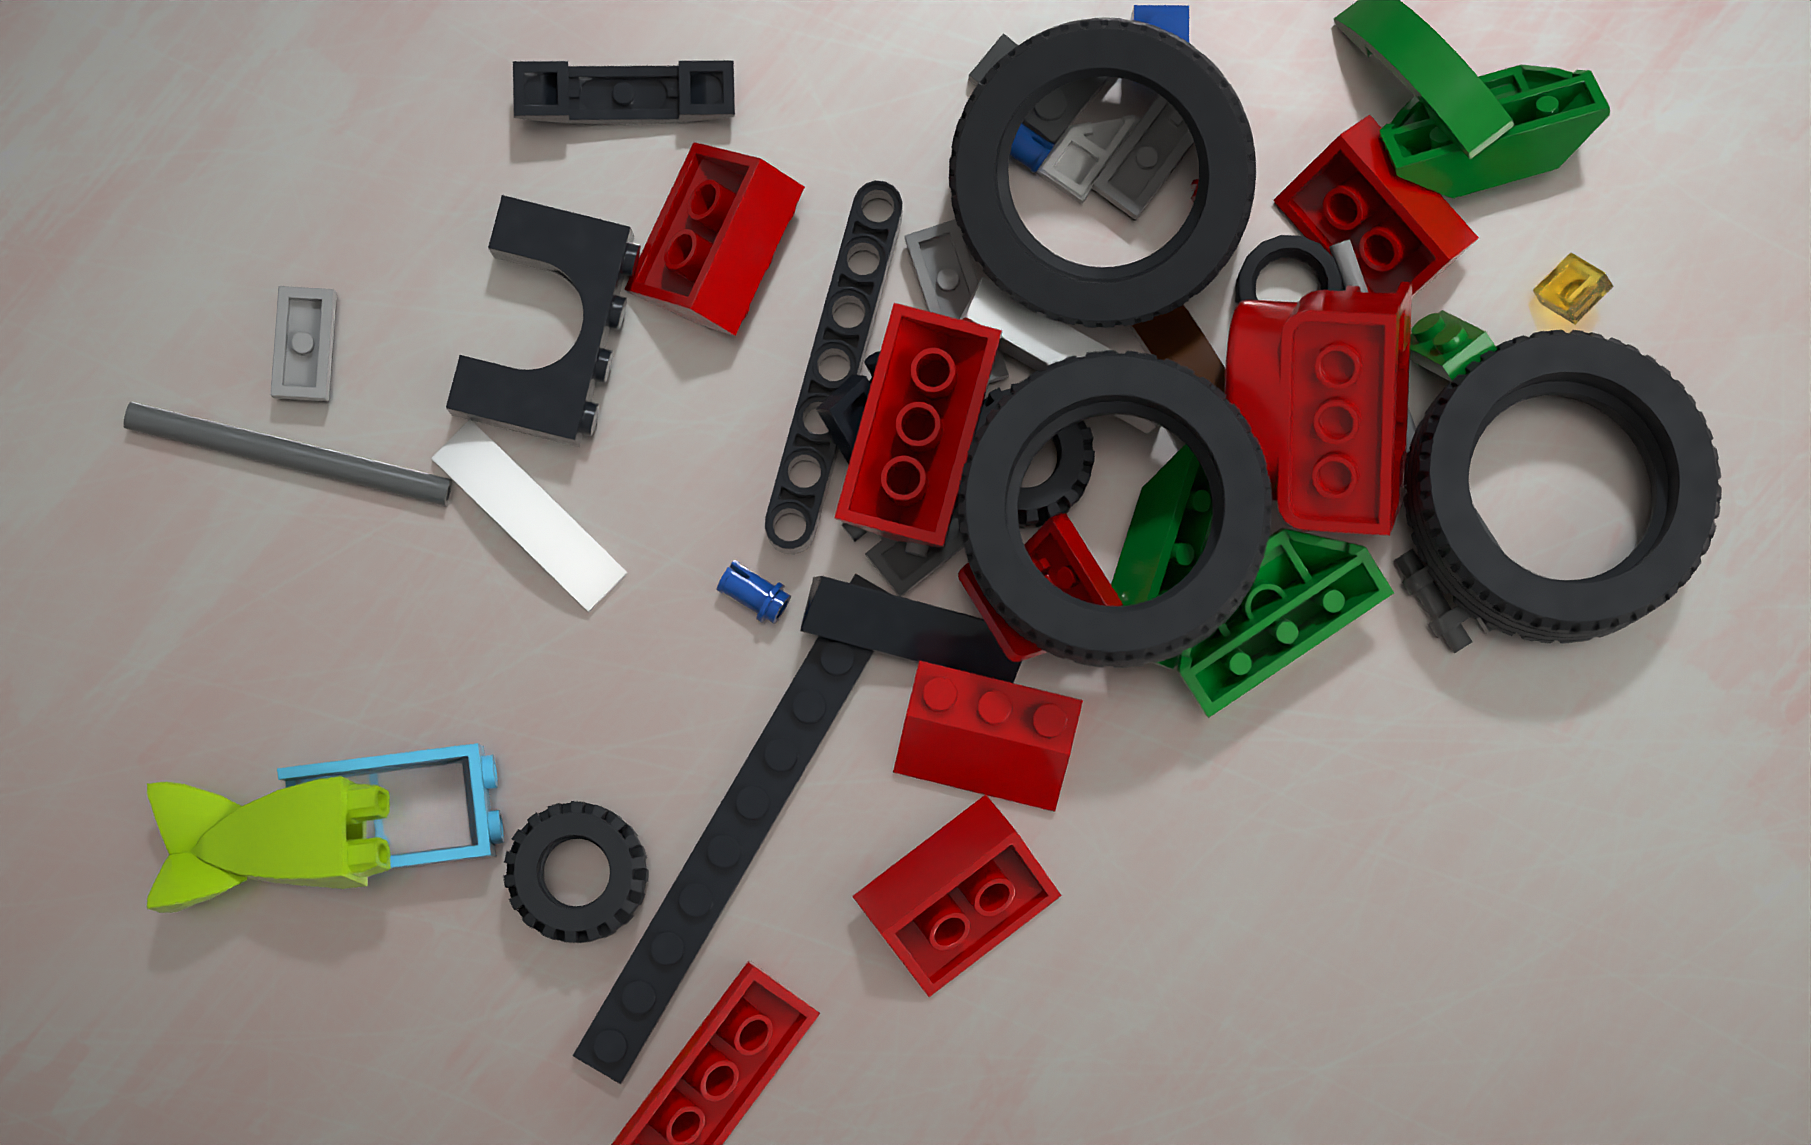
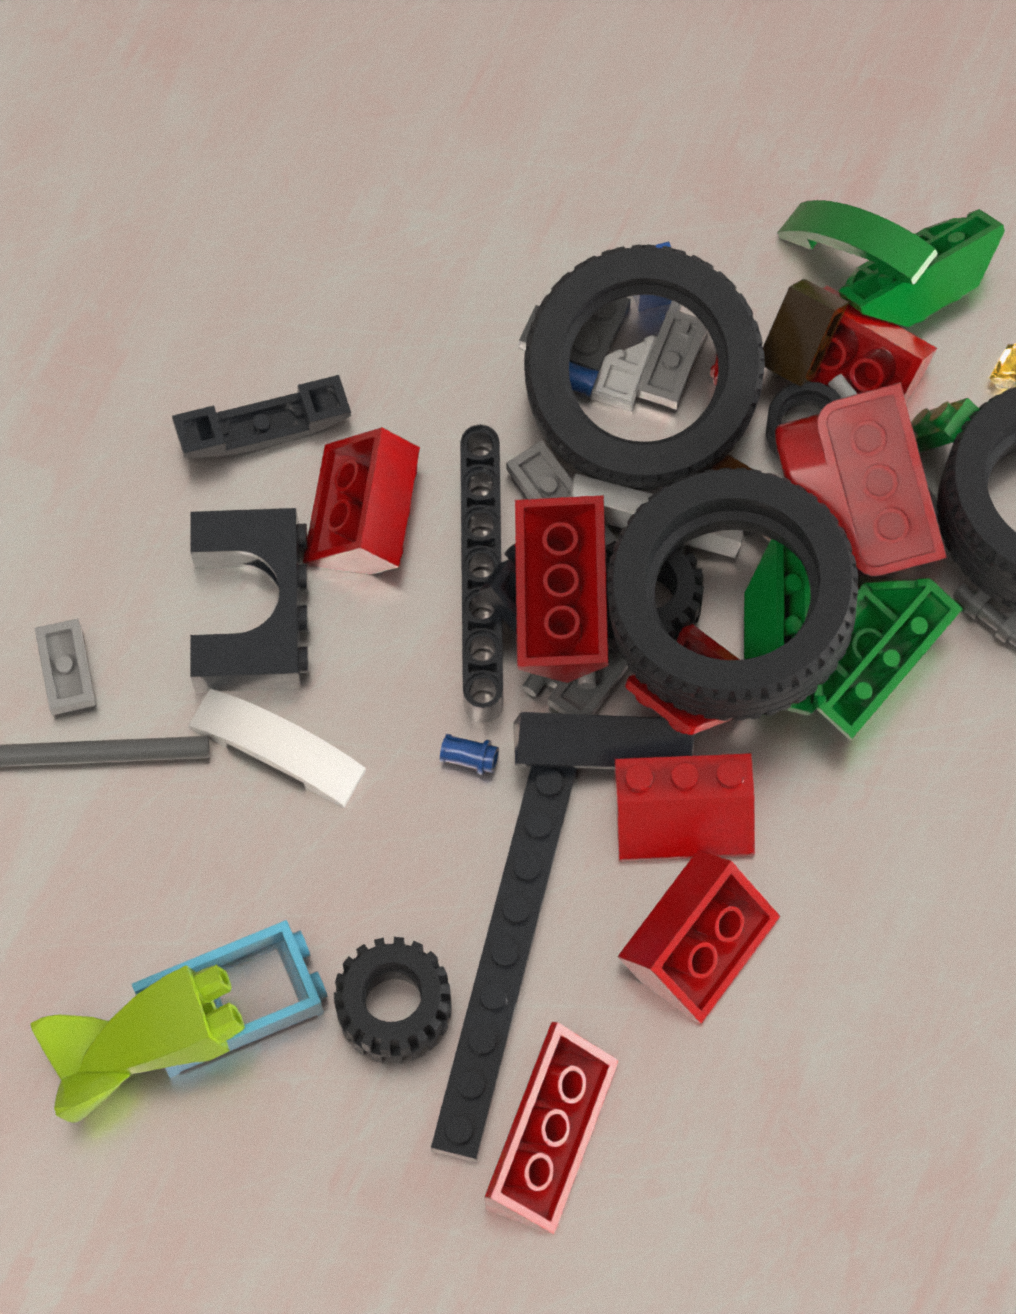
camera: 15 degrees left, 15 degrees down
(1314, 178) = (802, 331): none -> dark brown panel

